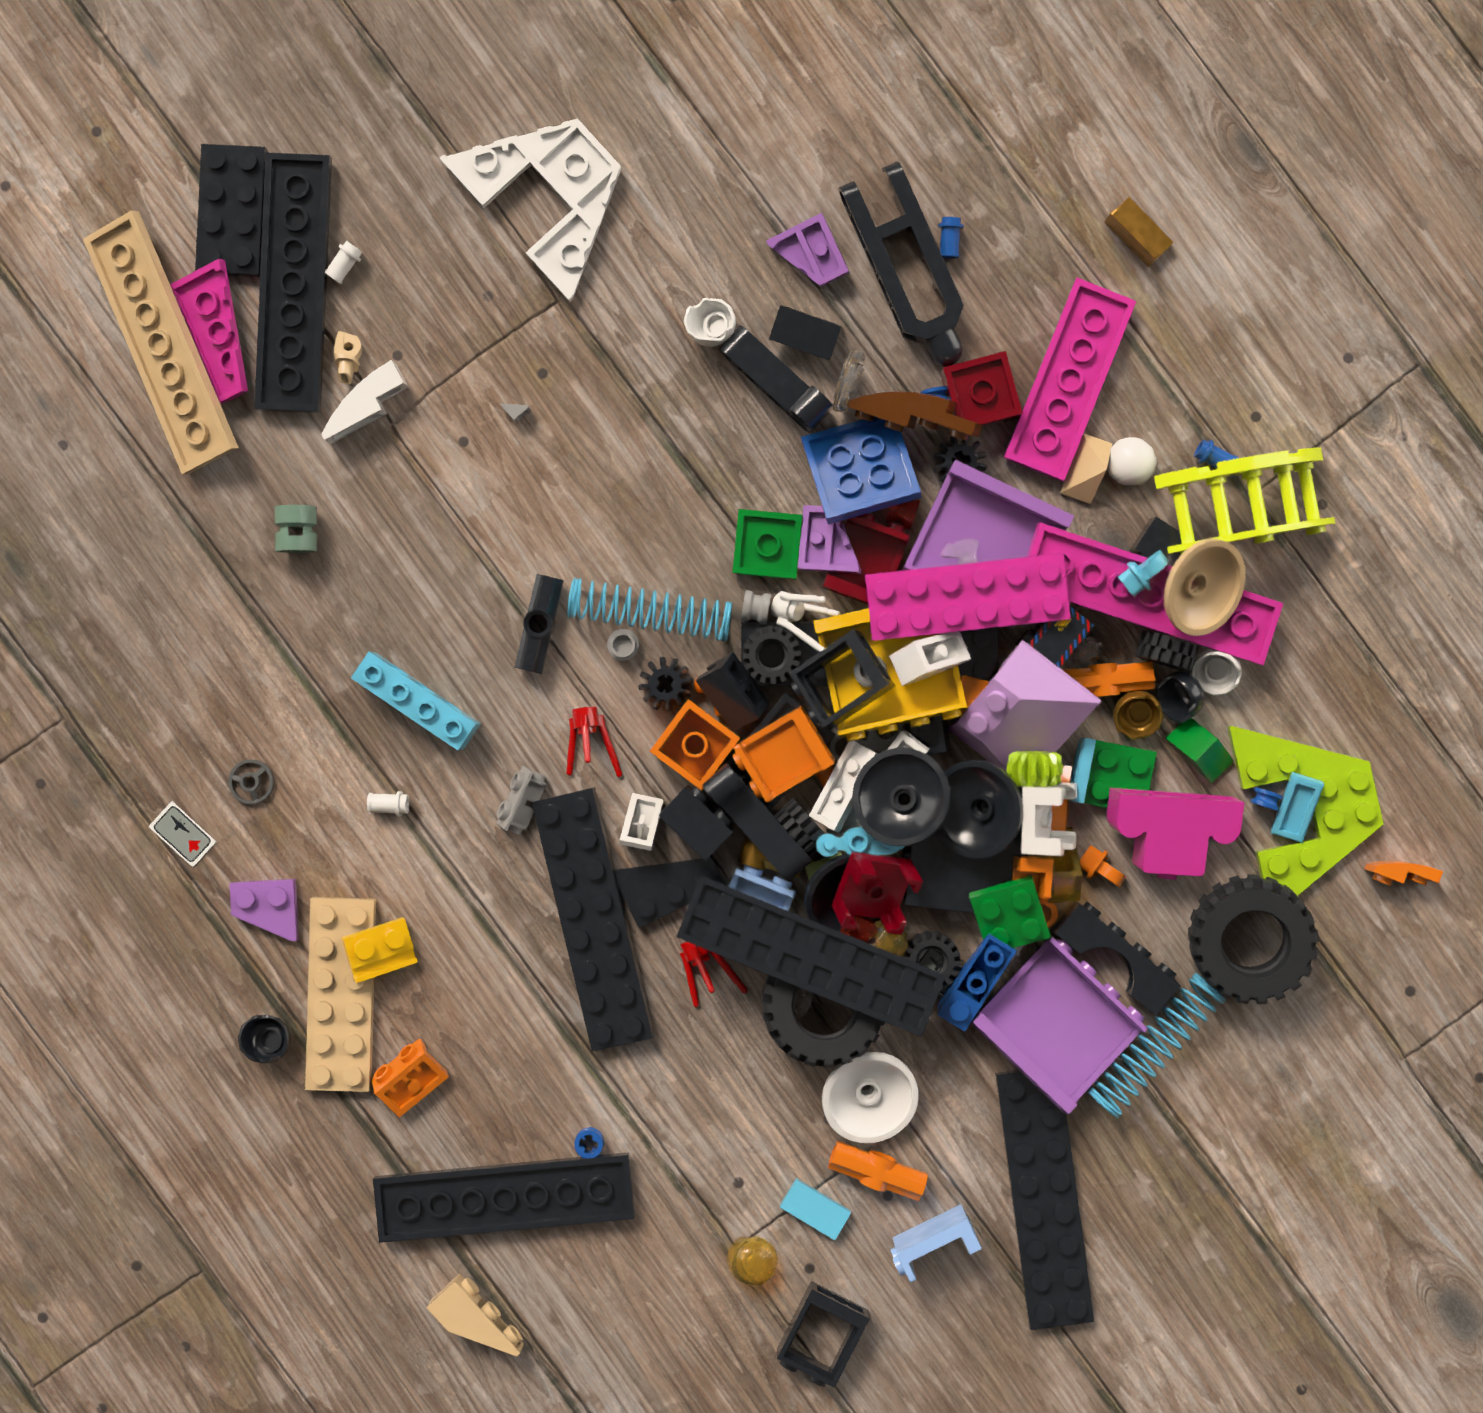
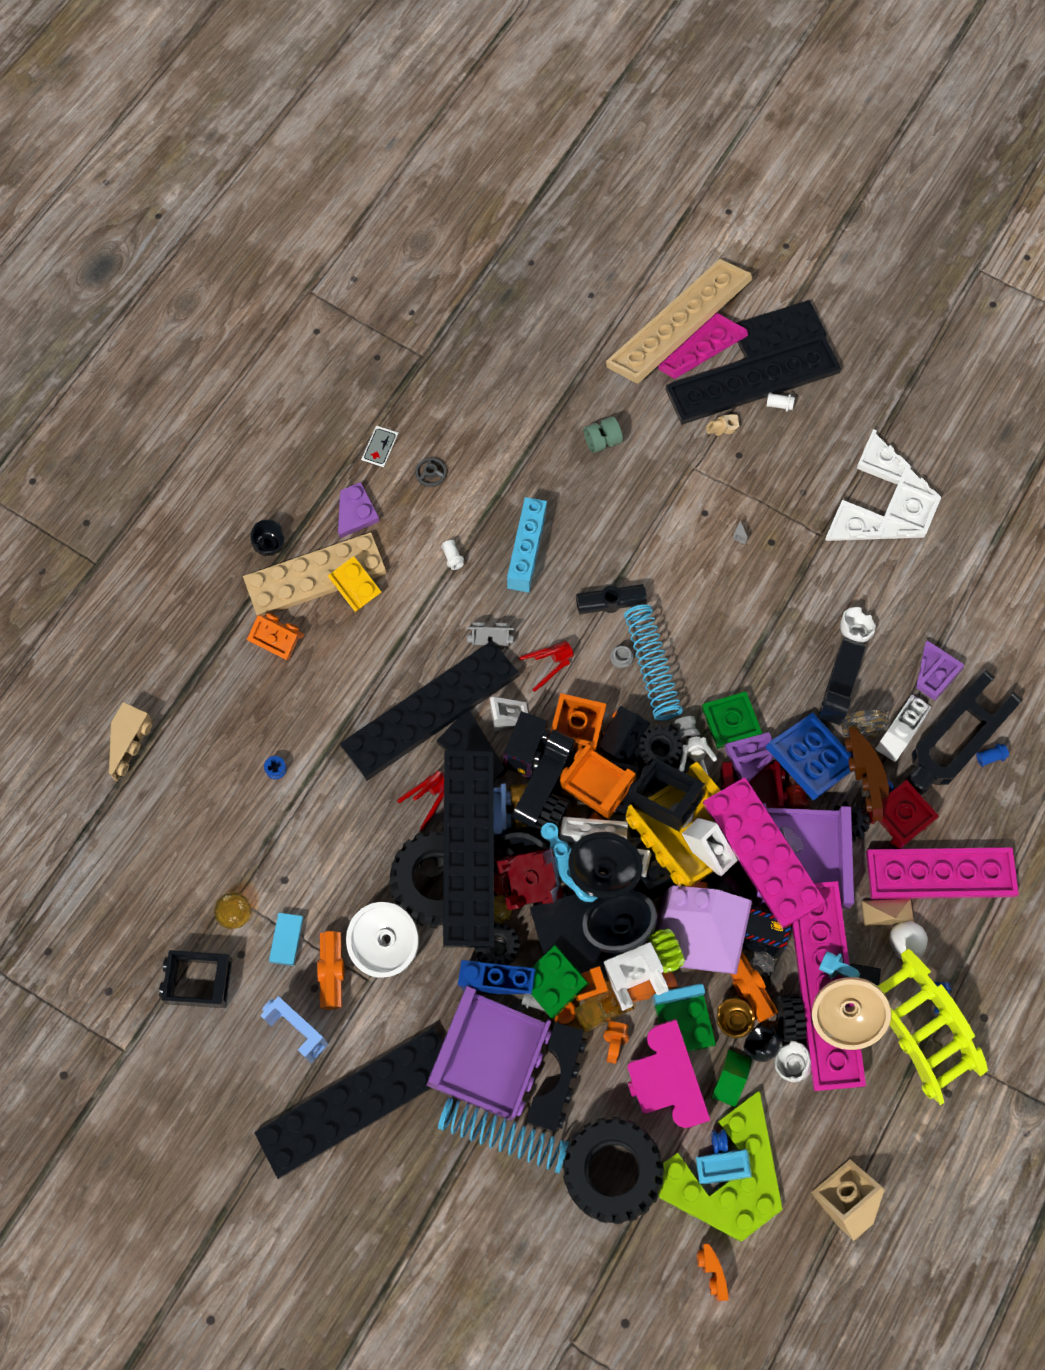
camera: 65 degrees right, 20 degrees down
(364, 402) = (700, 444): white slope -> none
(503, 1197) = (217, 728): black plate -> none
(654, 683) = (603, 685): black gear -> none
(805, 332) = (882, 687): black hinge -> none
(868, 331) = (903, 728): none -> white slope
(1391, 679) = (850, 1199): none -> tan slope

